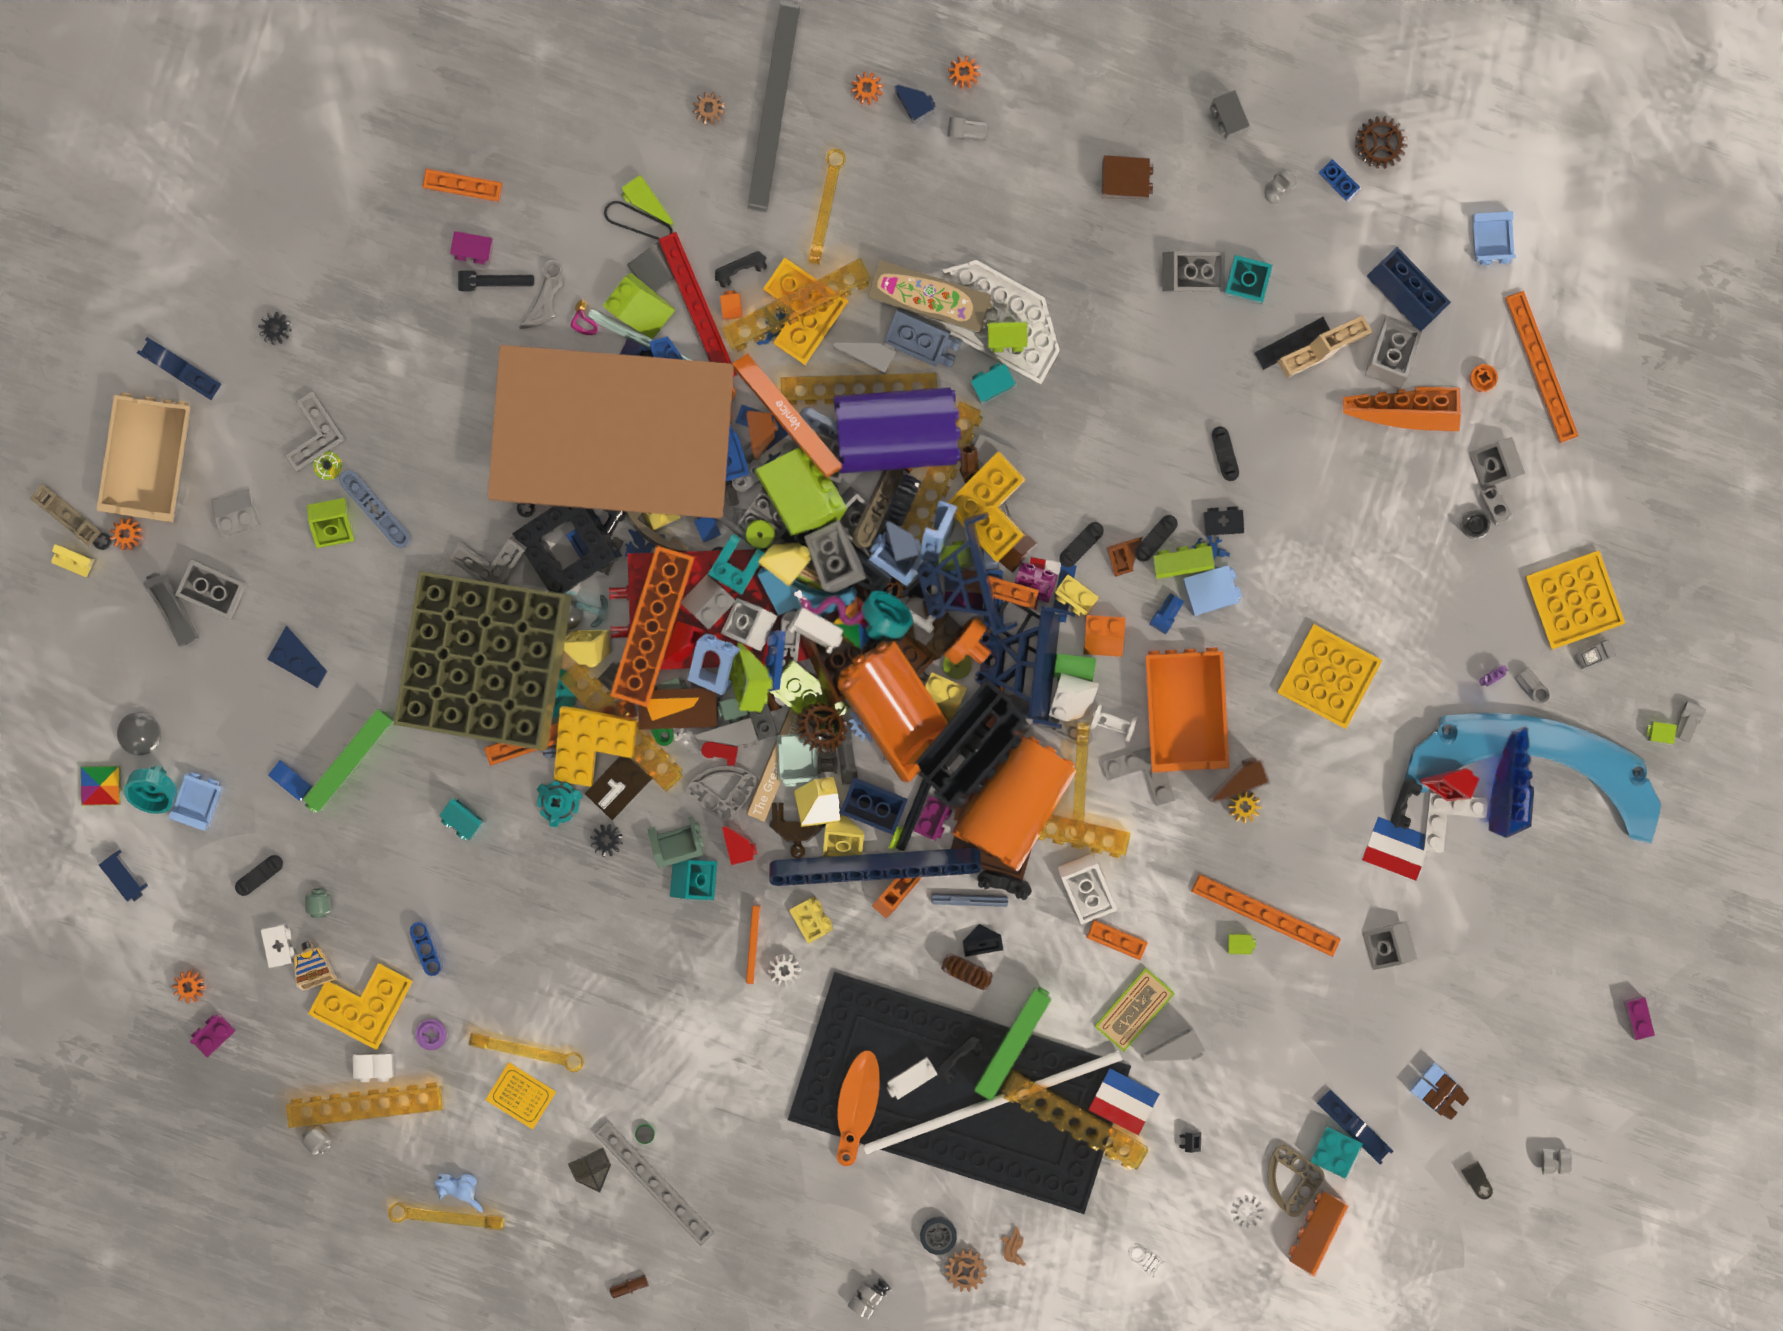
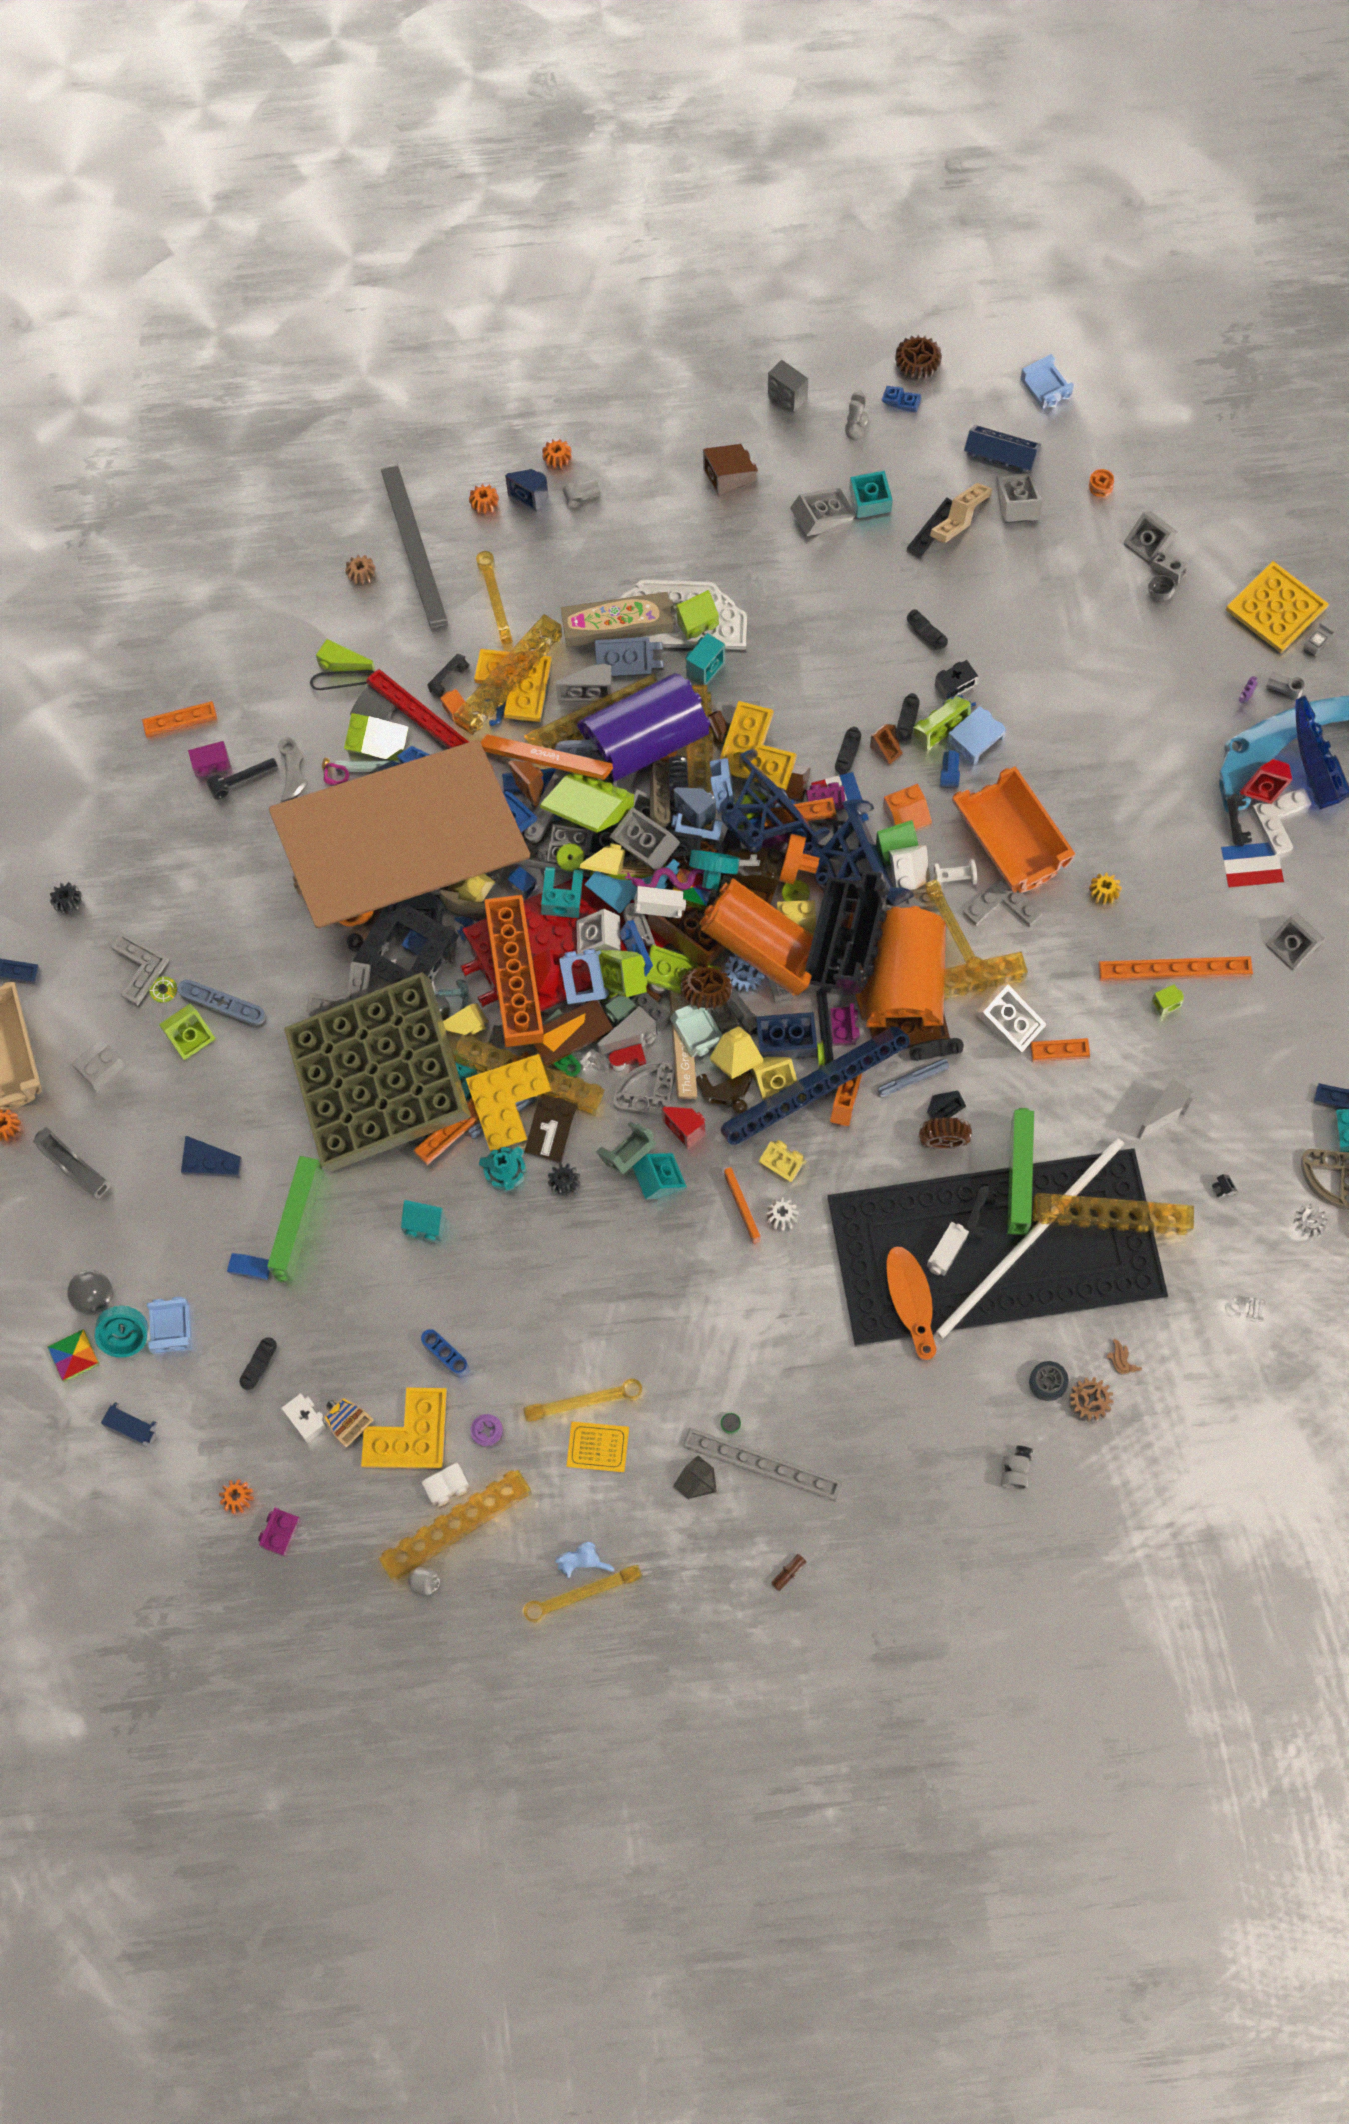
camera: 20 degrees left, 20 degrees down
(211, 589) = (102, 1133): light grey brick -> none
(317, 903) = (324, 1361): sand green head -> none
(707, 601) = (554, 931): light grey slope -> none
(1076, 595) = (866, 791): light yellow bracket -> none
(1124, 1101) = (1146, 1180): sticker -> none
(1134, 1009) = (1109, 1100): tile -> none
(1243, 778) = (1095, 855): reddish brown slope -> none
(1329, 676) = (1114, 756): yellow plate -> none
(1417, 409) = (1064, 526): orange wedge -> none
(1541, 366) = (1142, 456): orange tile -> none

